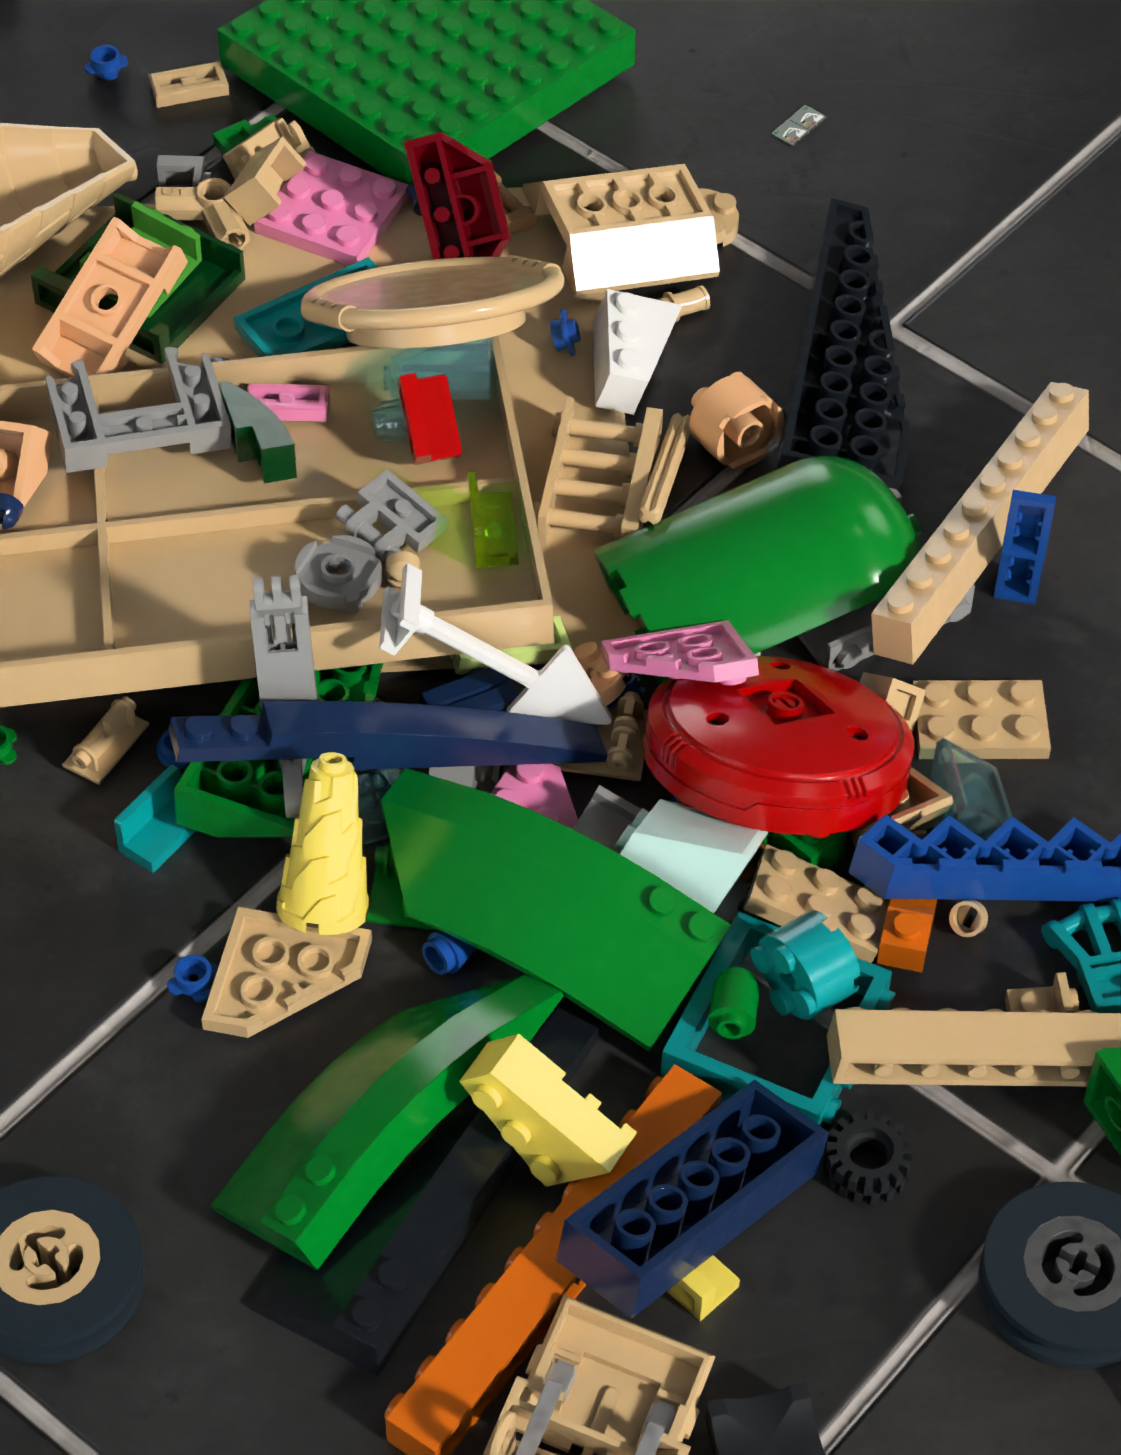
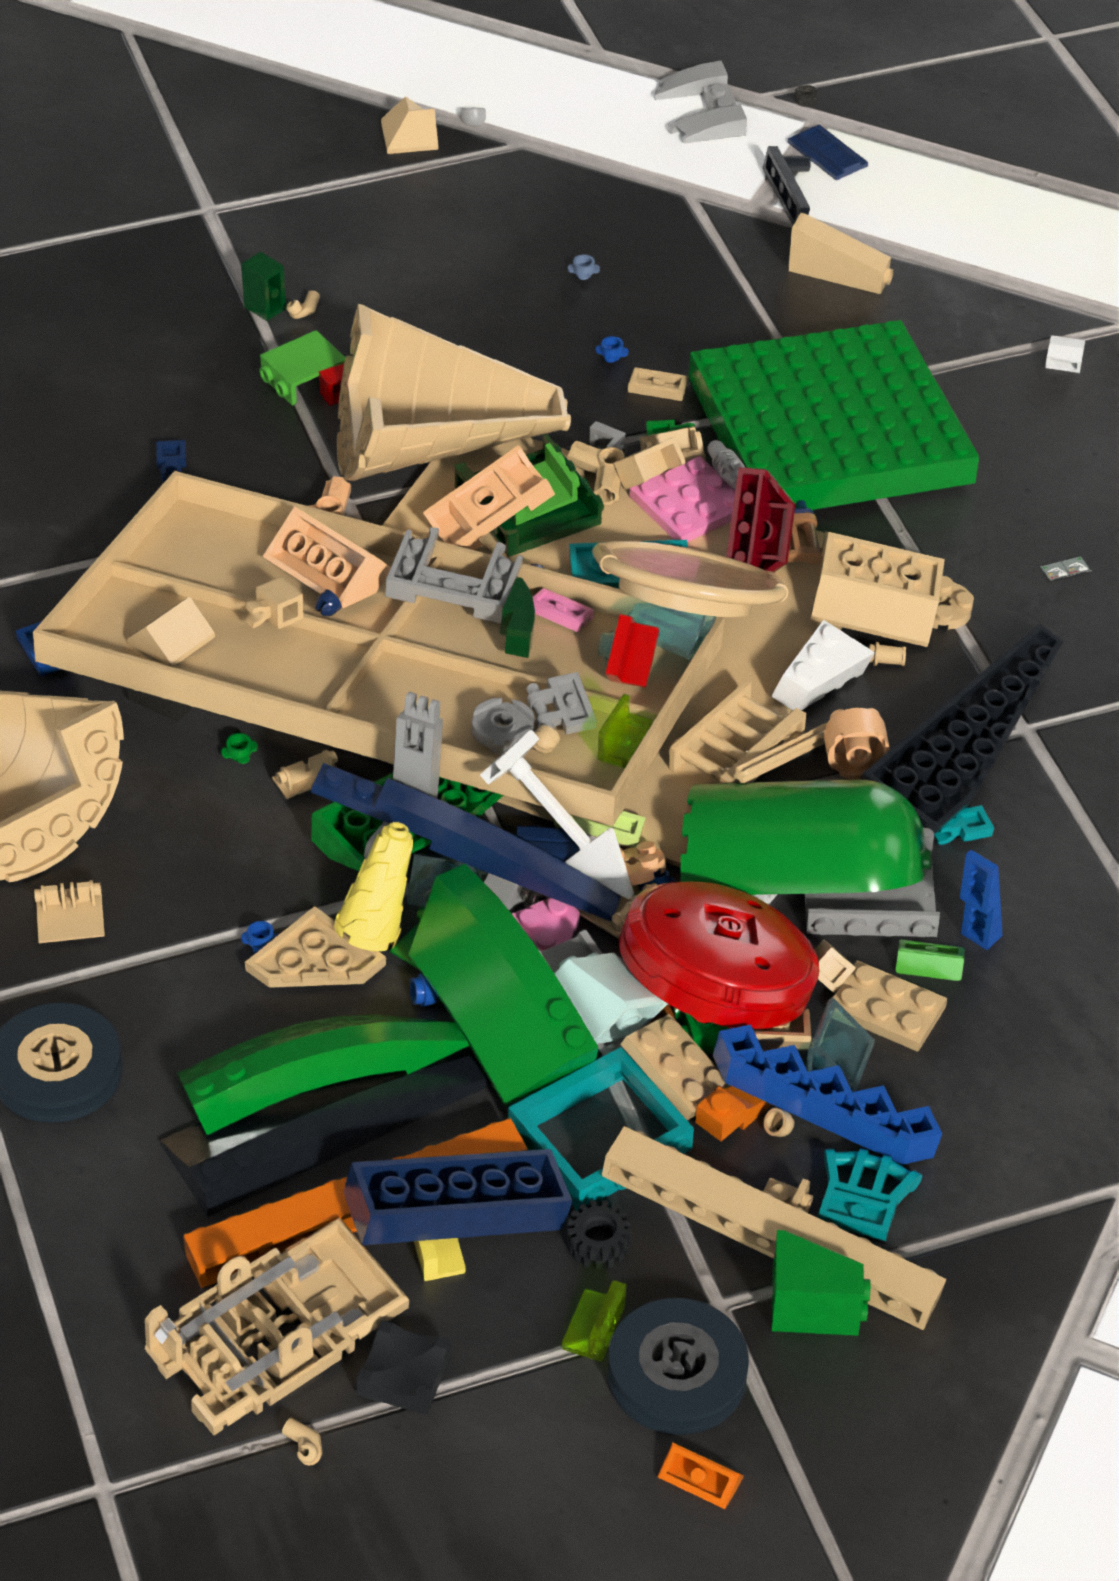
camera: 30 degrees right, 5 degrees down
(148, 825) = (293, 836): teal panel -> none
(357, 148) = (725, 462): none -> light grey hinge
(541, 1115) = (396, 1104): light yellow wedge -> none
(565, 333) = (783, 639): blue plate -> none
(694, 653) = (691, 869): bright pink plate -> none
(734, 1003) = (570, 1097): green brick -> none
(806, 966) = (628, 1093): teal brick -> none
(922, 464) = (970, 824): none -> teal plate
(940, 1268) = (595, 1322): none -> clear neon green panel
(977, 524) = (937, 885): tan brick -> none
(986, 643) = (930, 960): none -> bright green slope

